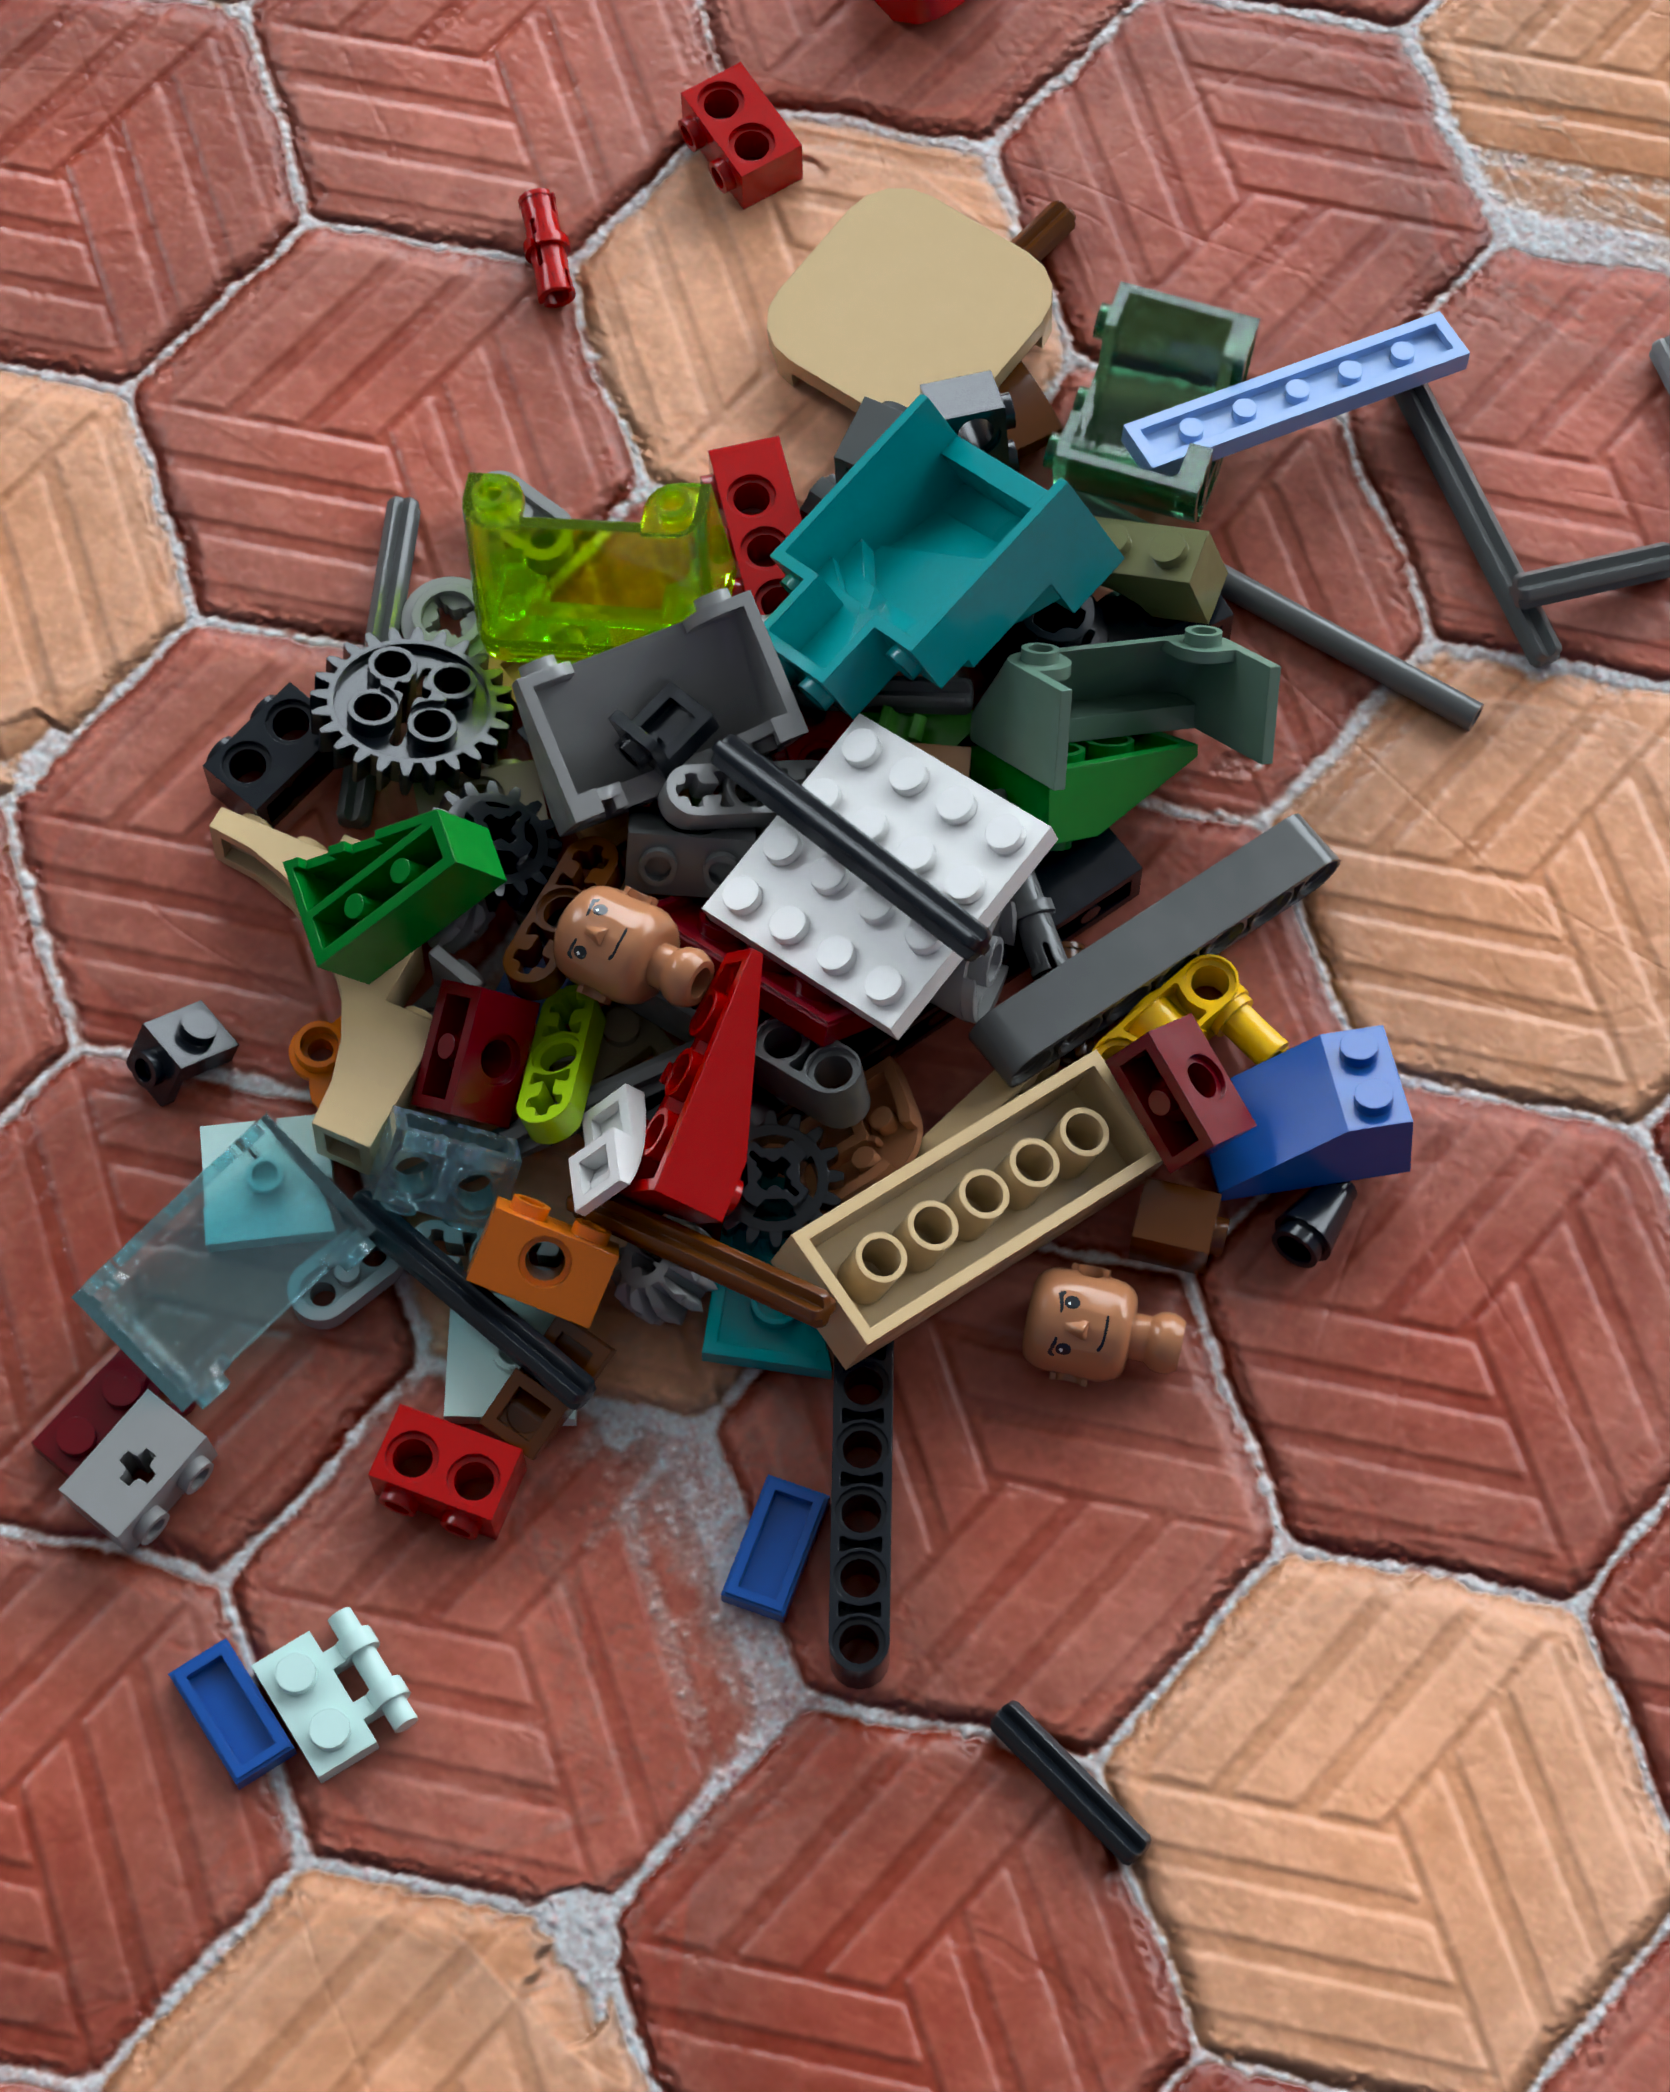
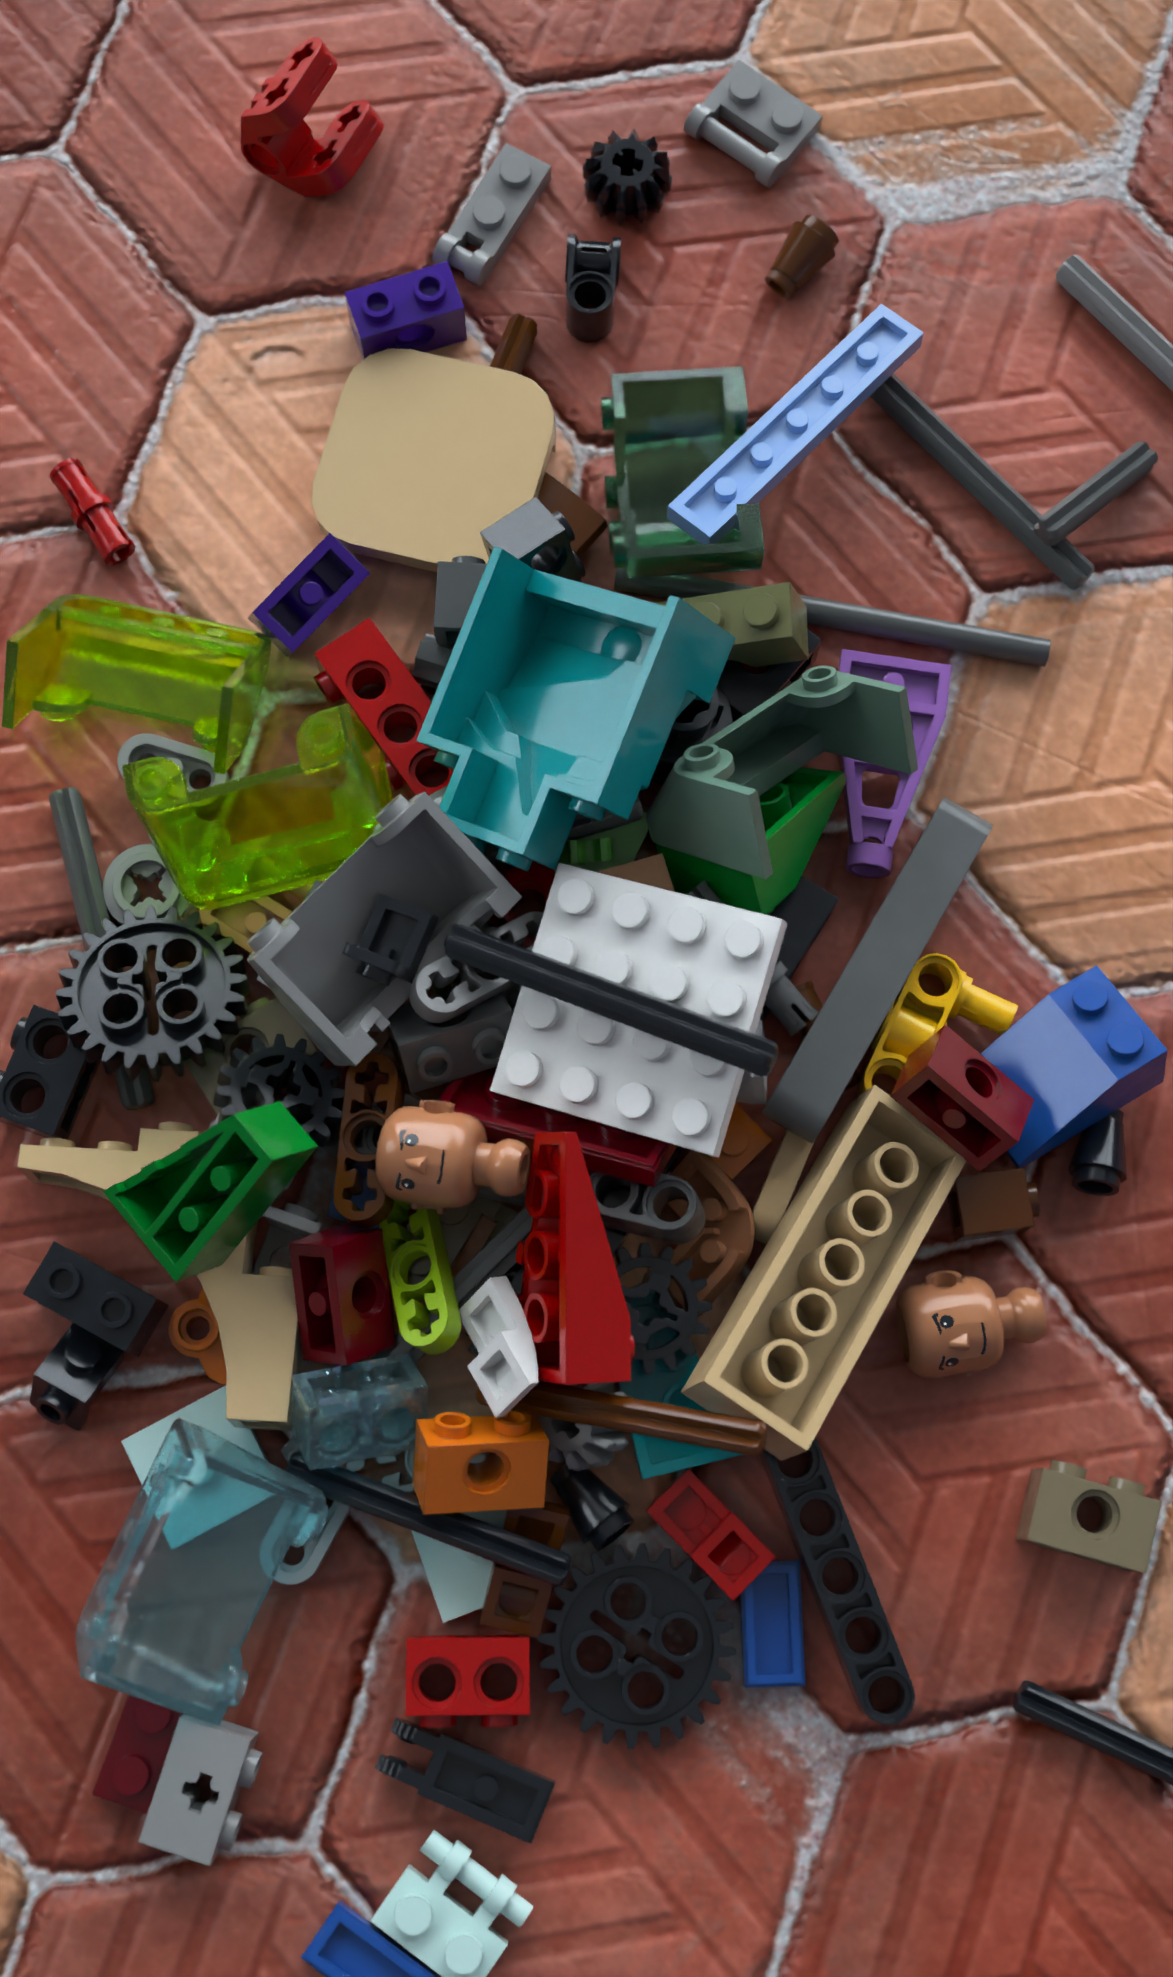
camera: 25 degrees left, 10 degrees up
(233, 982) = (95, 1299): none -> black brick
(409, 1576) = (472, 1781): none -> black hinge
(528, 405) = (140, 664): none -> clear neon green windscreen
(578, 1539) = (605, 1691): none -> black gear
(641, 1364) = (593, 1506): none -> black cone
(727, 395) = (308, 595): none -> dark purple brick
(748, 1433) = (710, 1534): none -> red slope
(750, 131) = (228, 342): red brick -> none
(936, 1072) = (741, 1145): none -> orange plate
(946, 160) = (408, 312): none -> dark purple brick
(1077, 98) = (493, 214): none -> light grey plate
(1151, 192) = (591, 280): none -> black piece
(1162, 1600) = (1126, 1523): none -> dark tan brick
(1231, 105) = (627, 177): none -> black gear
(1309, 702) = (927, 697): none -> medium lavender plate
(1382, 241) = (802, 255): none -> reddish brown cone
(1401, 87) = (760, 112): none -> light grey plate

